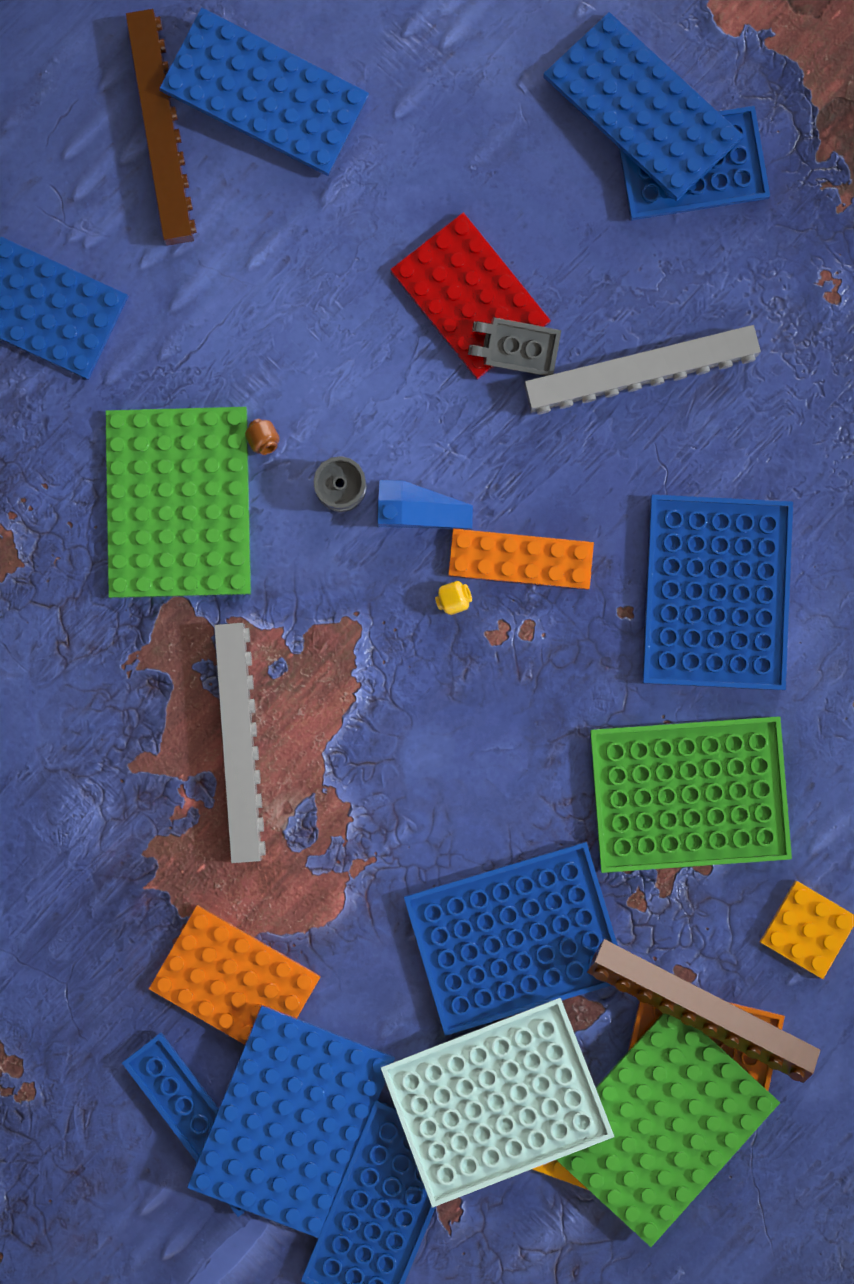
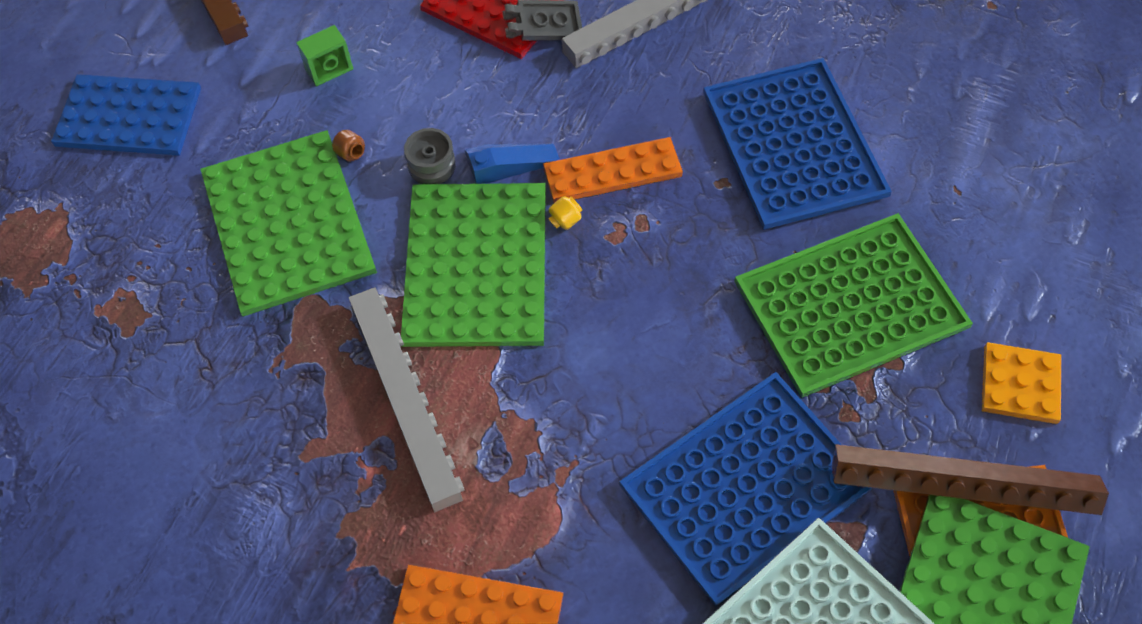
camera: 20 degrees left, 25 degrees down
(267, 314) = (325, 55): none -> bright green brick
(349, 619) = (475, 265): none -> bright green plate

